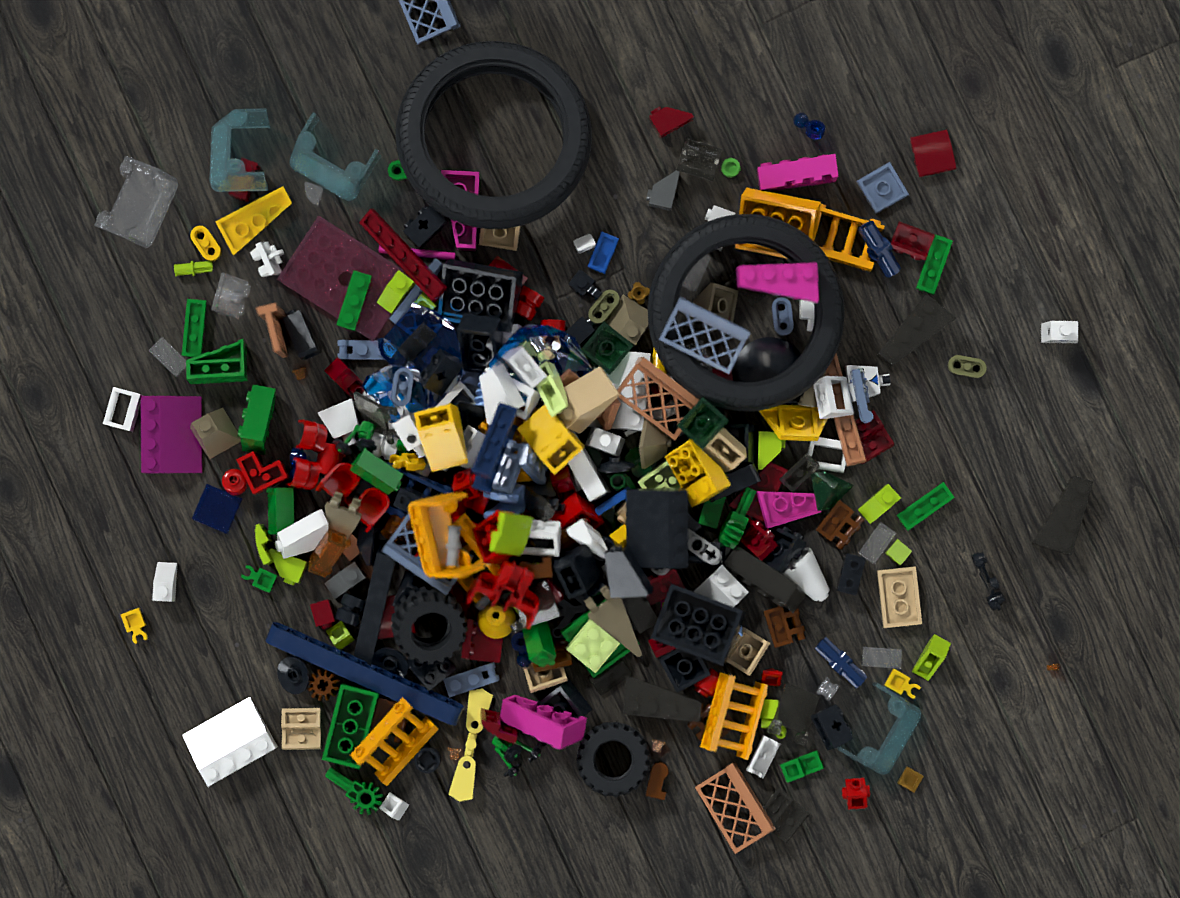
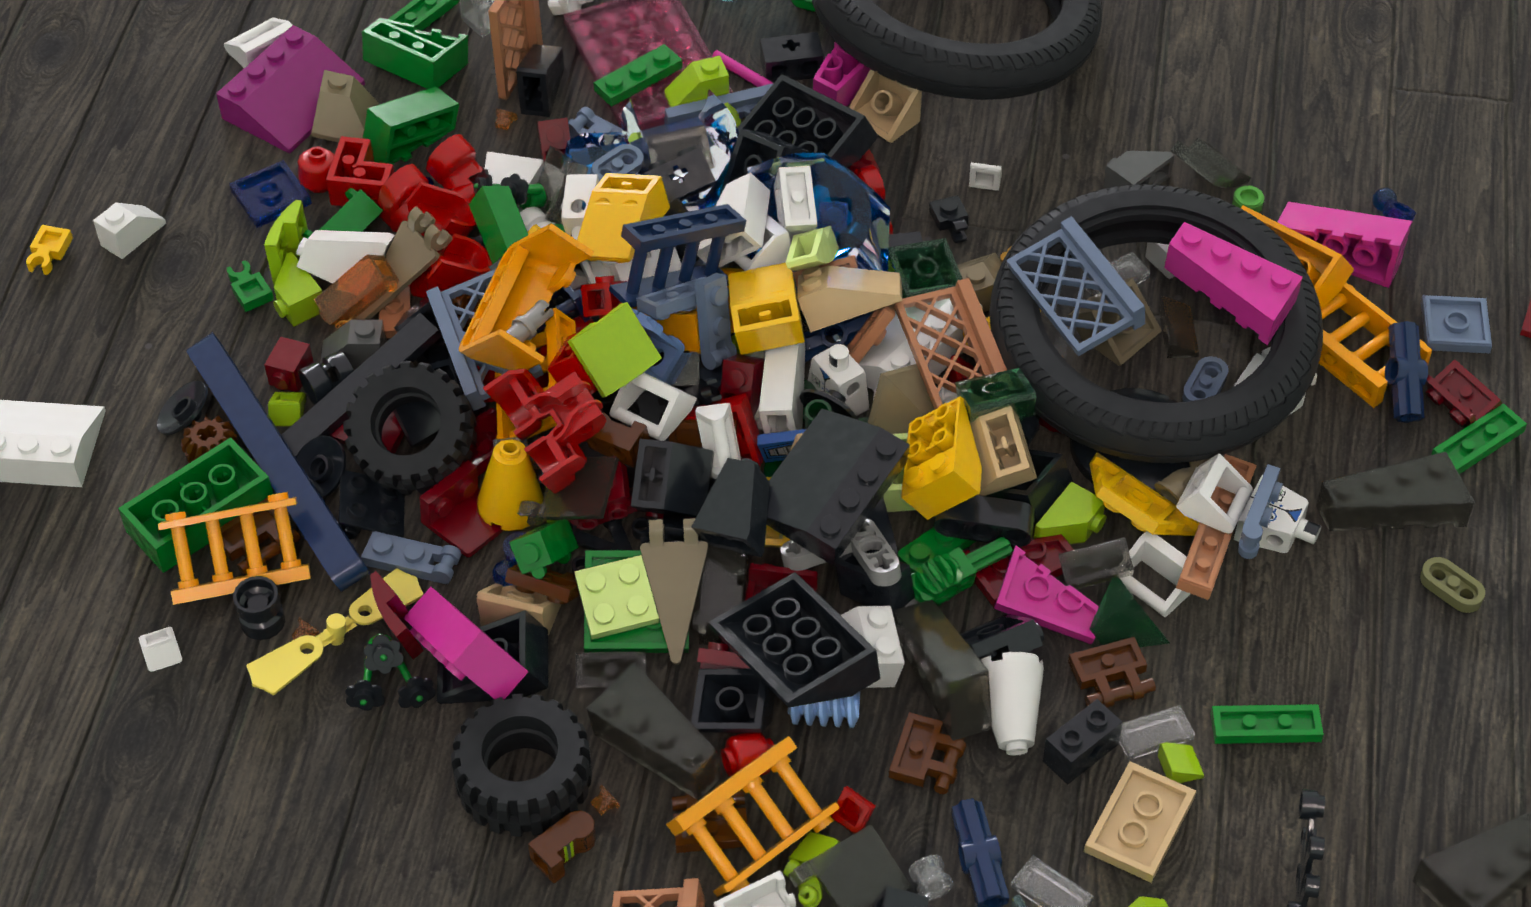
camera: 35 degrees right, 35 degrees down
(168, 357) = (361, 16): clear tile -> none
(301, 728) = (127, 475): tan slope -> none
(355, 791) = (130, 602): green gear -> none
(403, 255) = (739, 60): dark red tile -> none
(602, 306) = (967, 245): olive plate -> none
(603, 252) = (1003, 199): blue tile -> none
(668, 120) = (1201, 111): dark red slope -> none
(747, 651) = (844, 757): tan slope -> none
(758, 540) = (969, 615): dark red bracket -> none
(873, 437) = (1239, 594): dark red slope -> none
(879, 503) = (1196, 677): lime slope -> none

